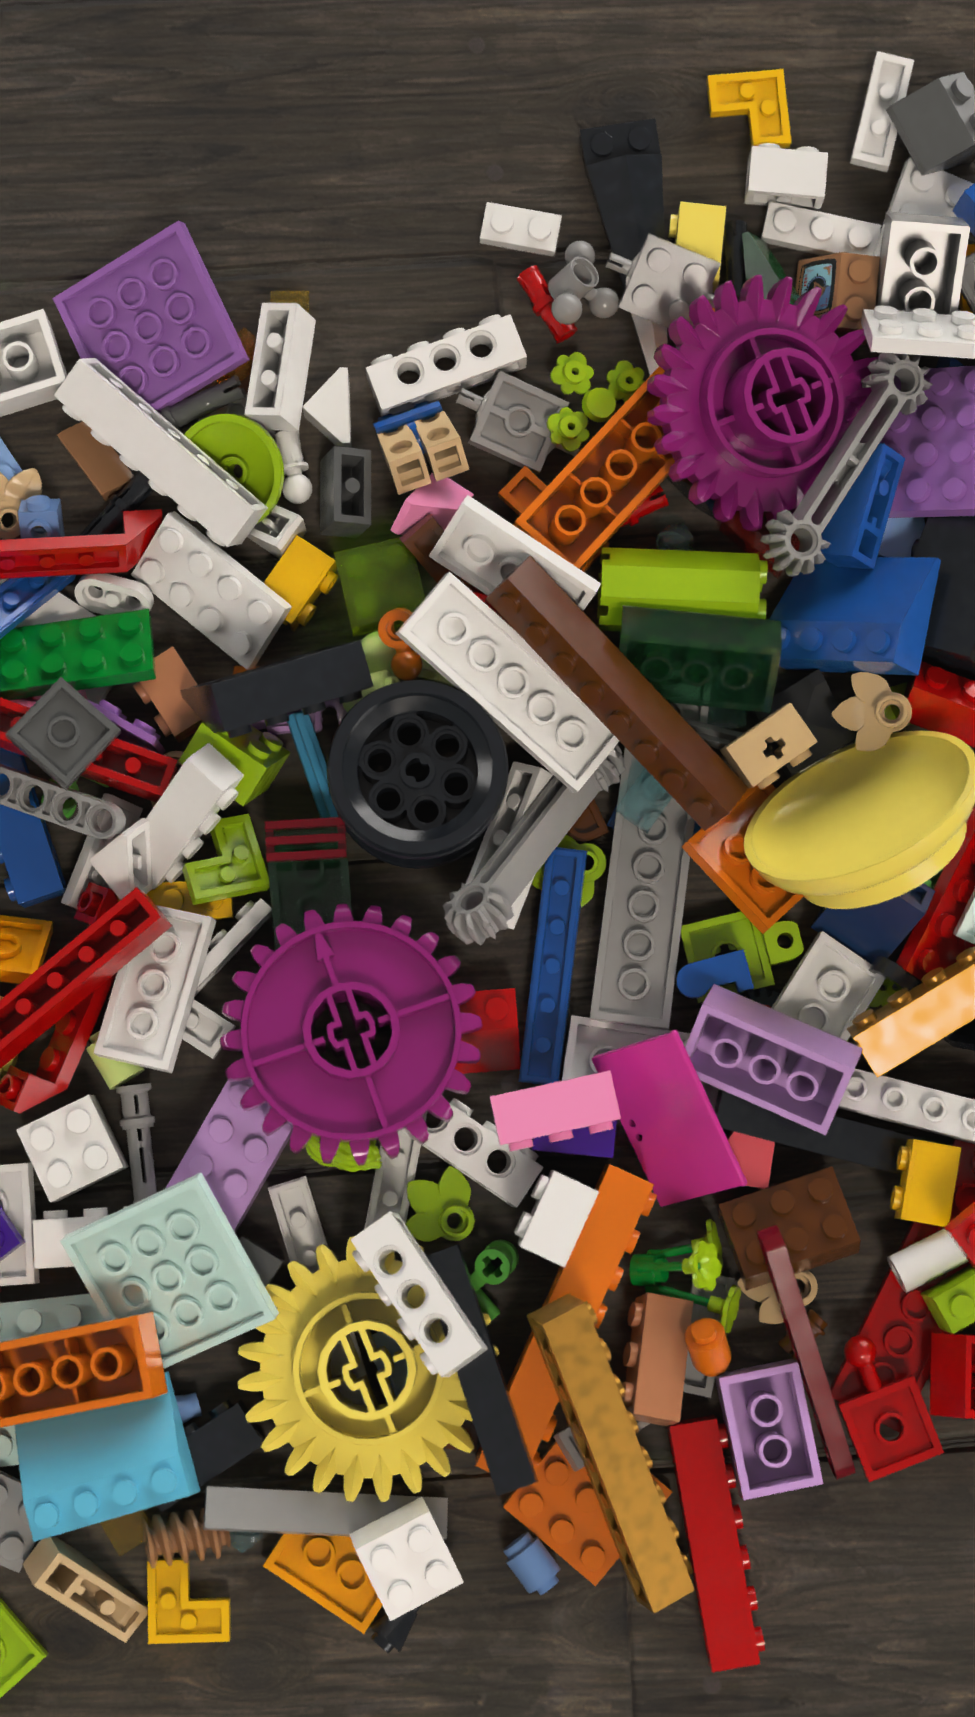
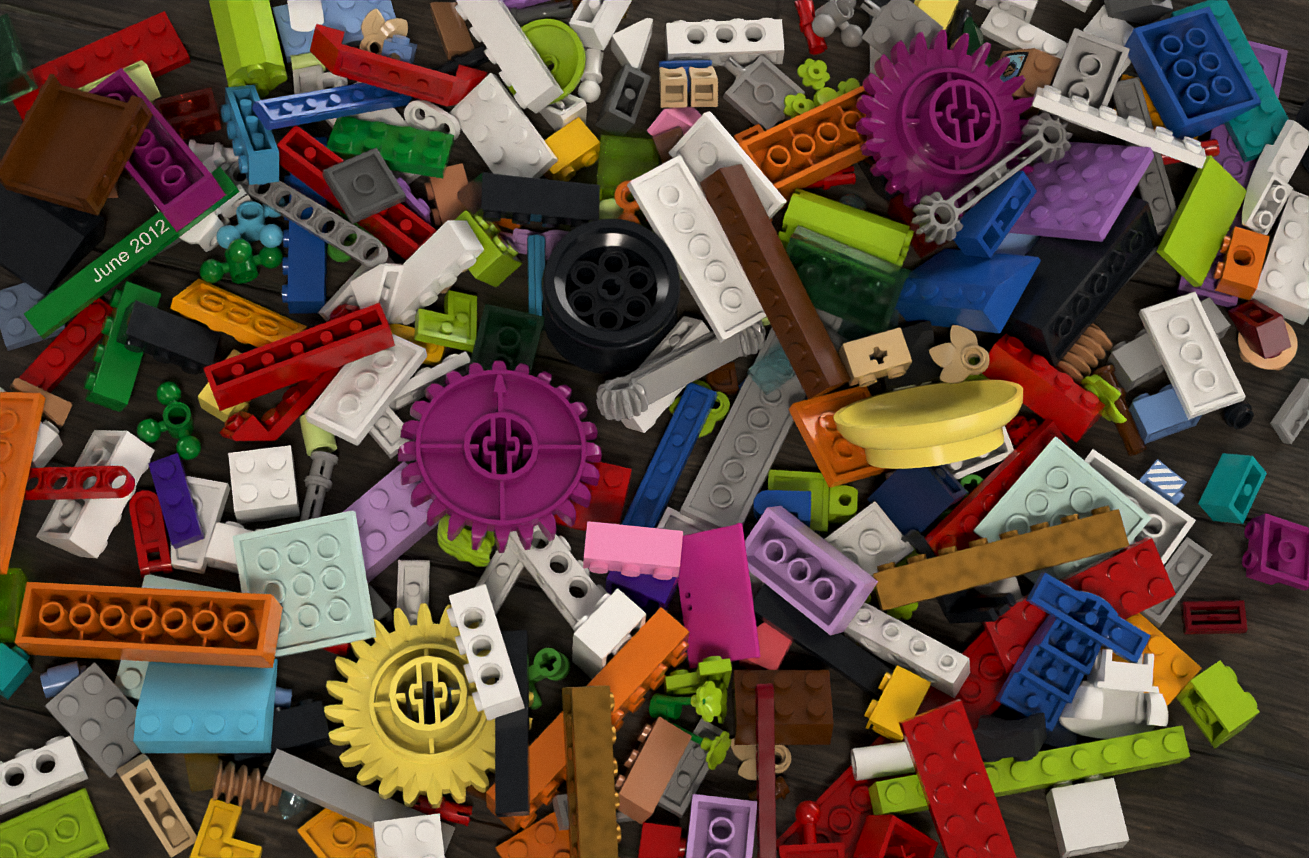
camera: 15 degrees right, 15 degrees down
(271, 841) = (511, 315): dark red tile -> none
(431, 1482) = (447, 810): none -> red pin
(436, 1202) = (519, 610): lime plate -> none
(690, 1217) = (711, 669): none -> lime plate
(708, 1346) = (692, 769): orange brick -> none

